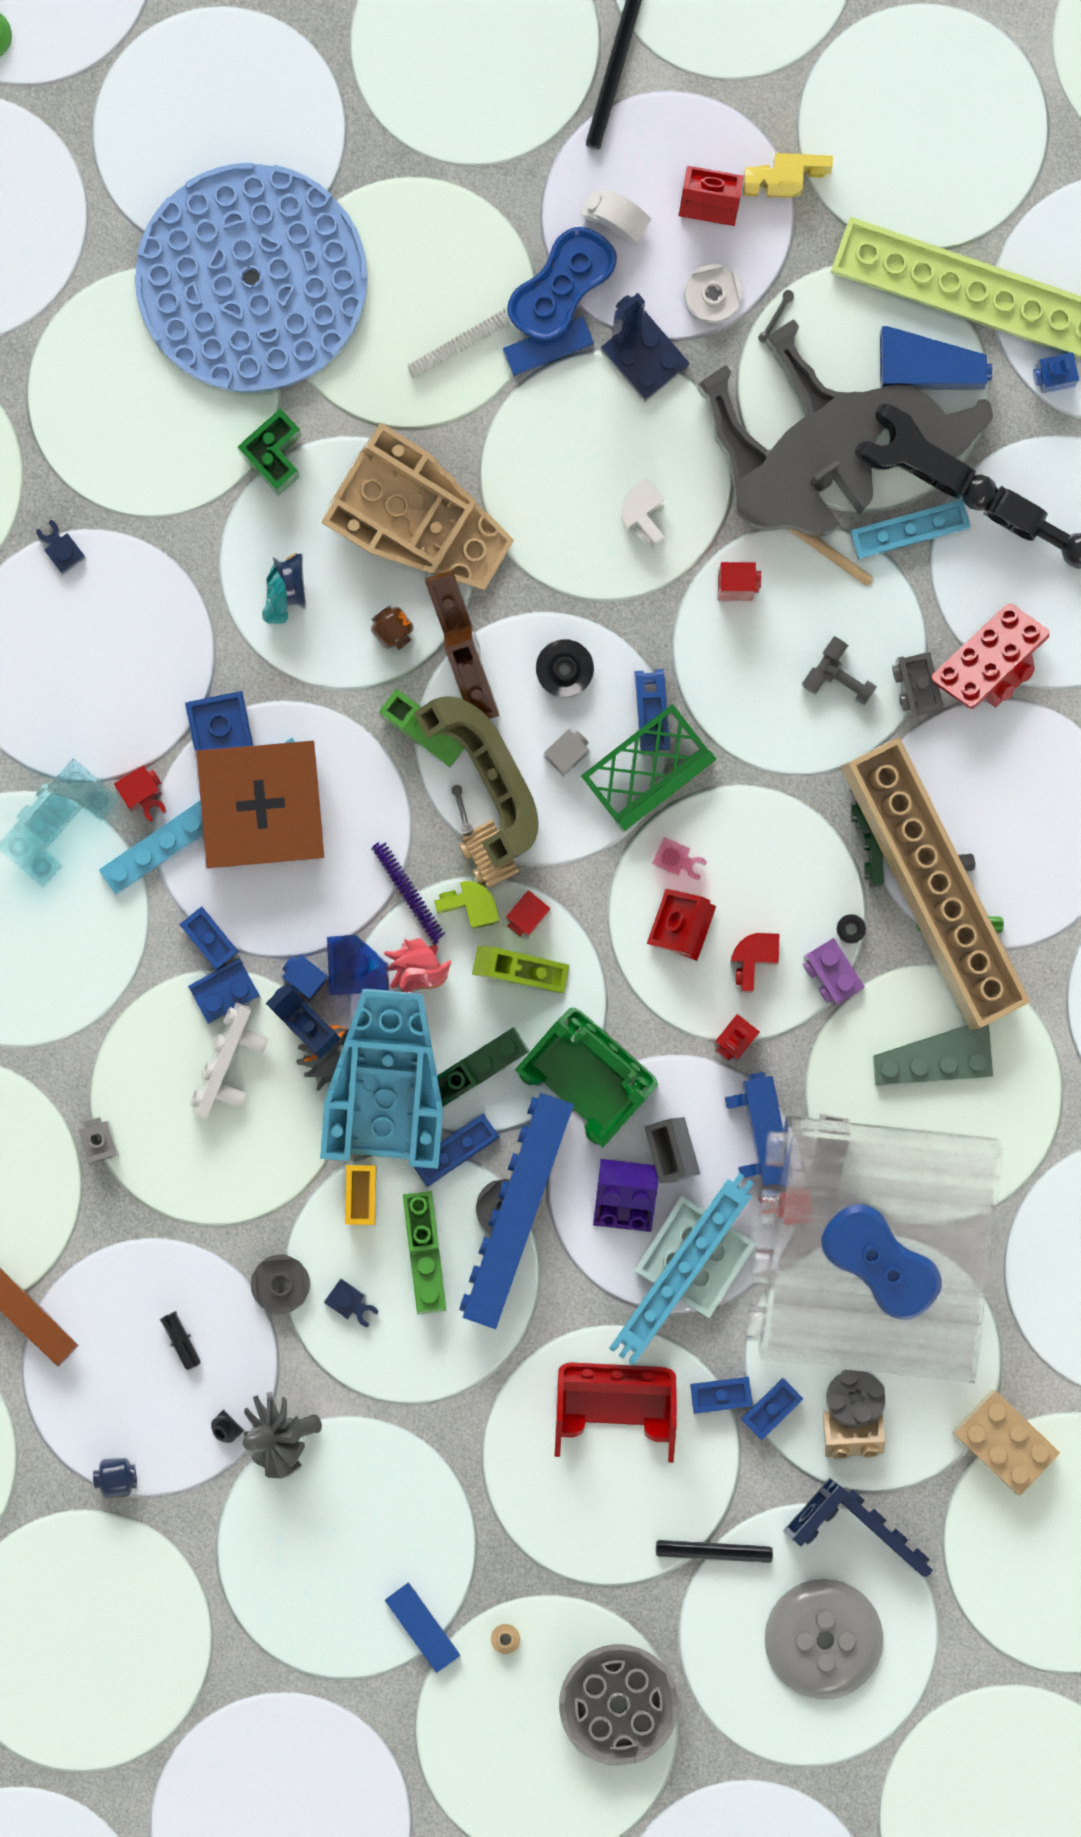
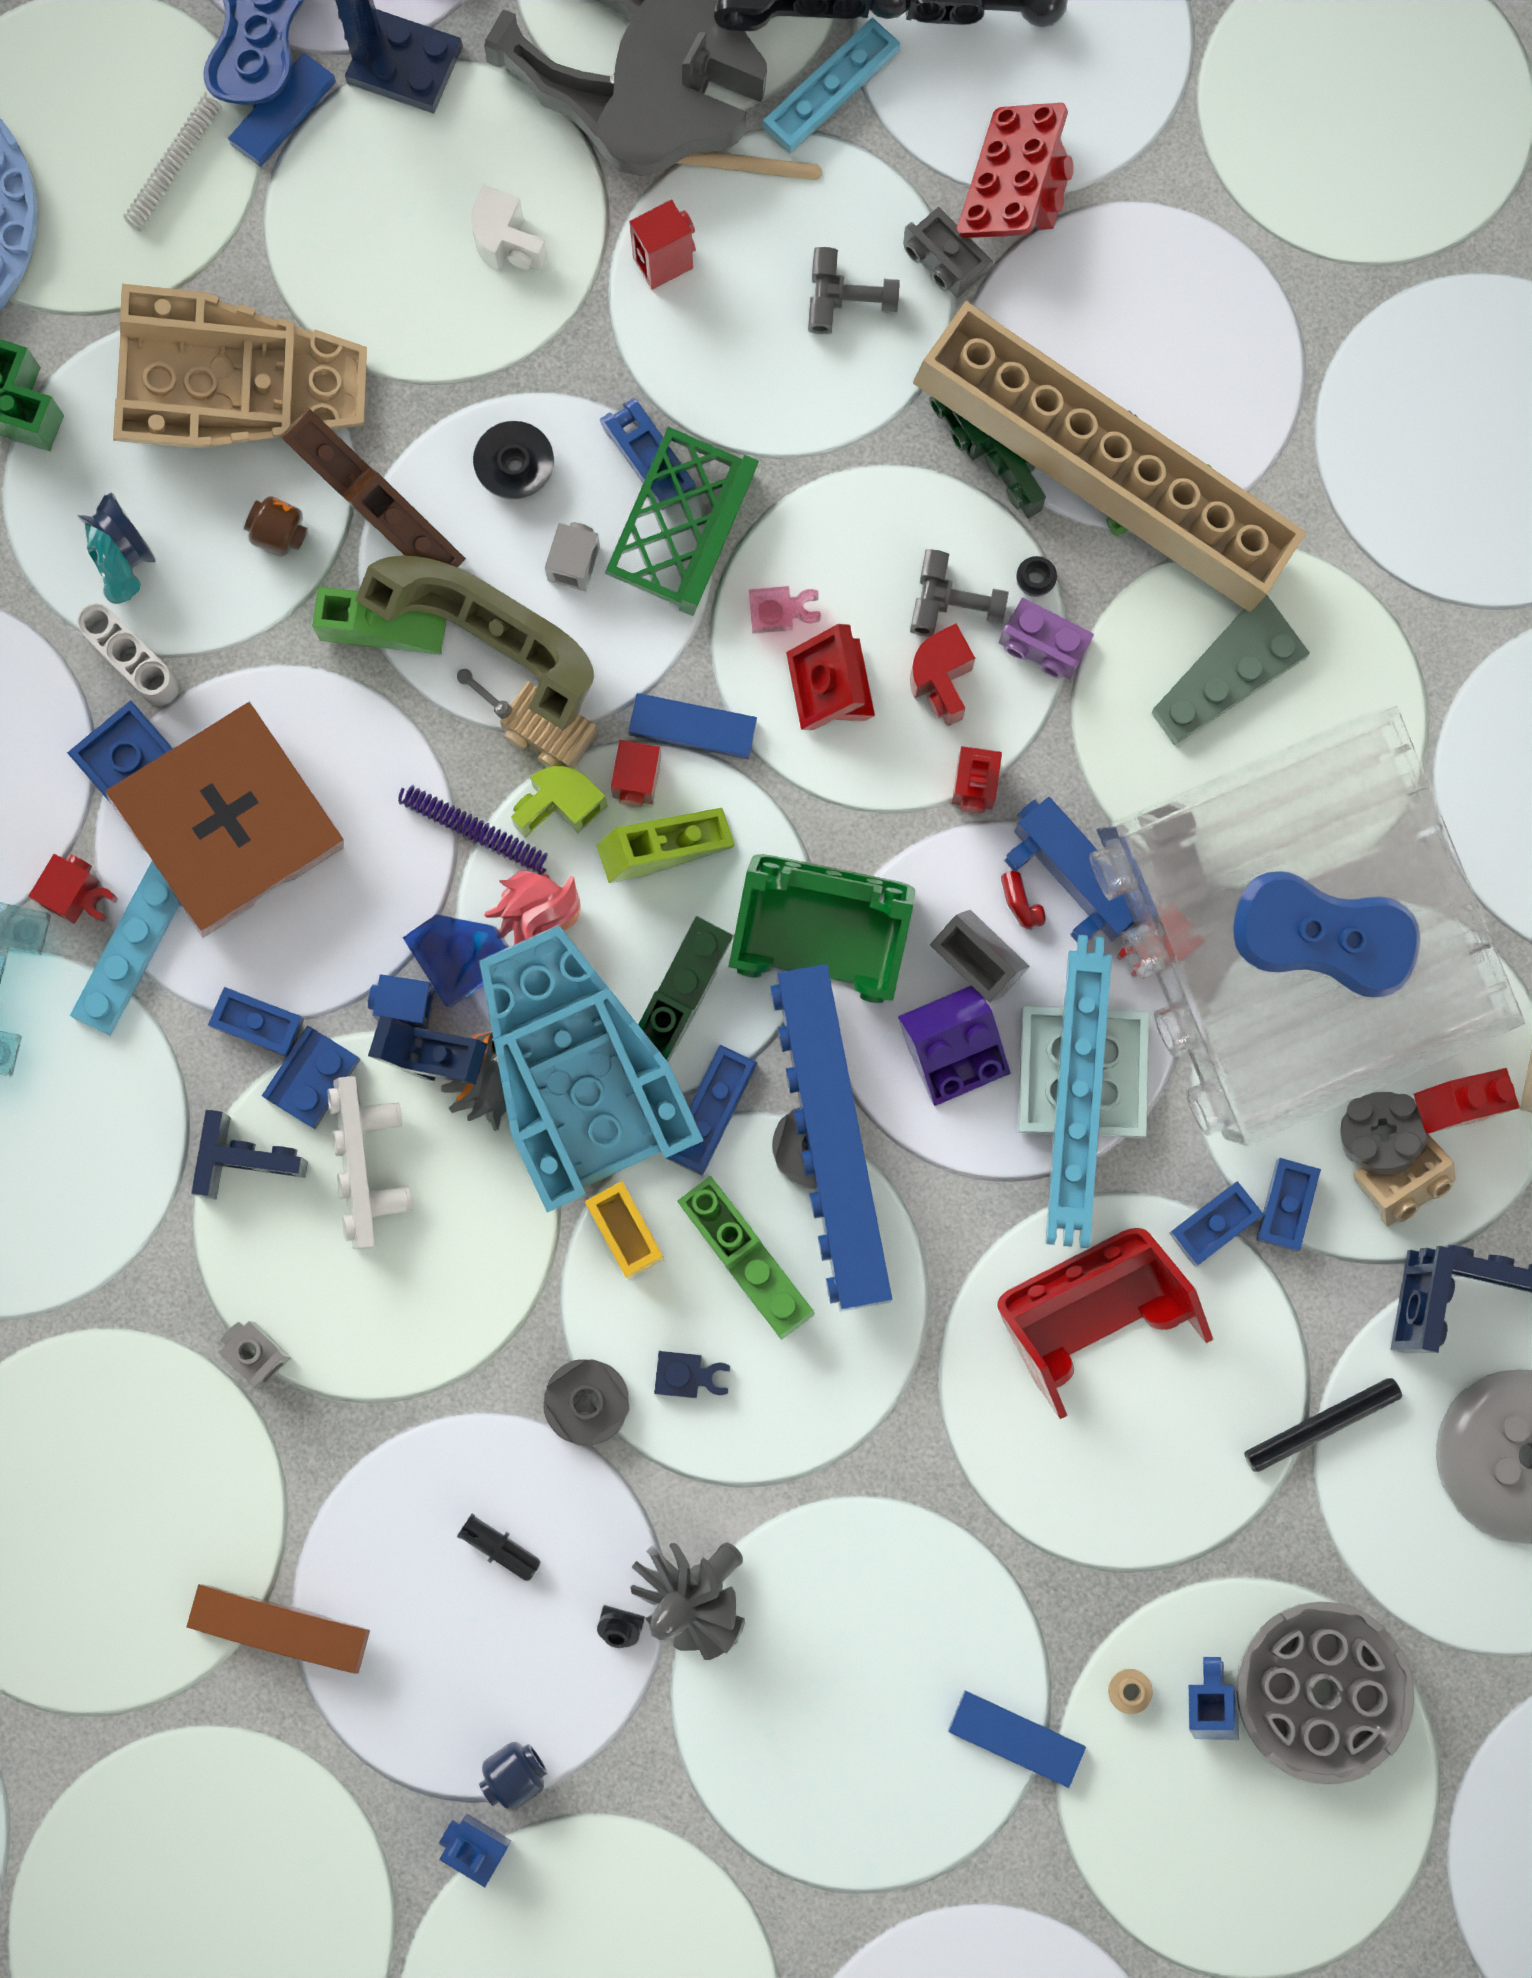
camera: 25 degrees left, 5 degrees down
(69, 1506) = (473, 1849): none -> blue brick
(154, 1015) = (240, 1155): none -> dark blue bracket
(247, 648) = (115, 641): none -> white beam
(548, 1674) = (1213, 1705): none -> blue brick
(580, 903) = (692, 726): none -> blue tile
(716, 1129) = (1017, 902): none -> red arm
(782, 905) = (938, 594): none -> dark grey bar
(915, 1408) = (1466, 1100): none -> red brick

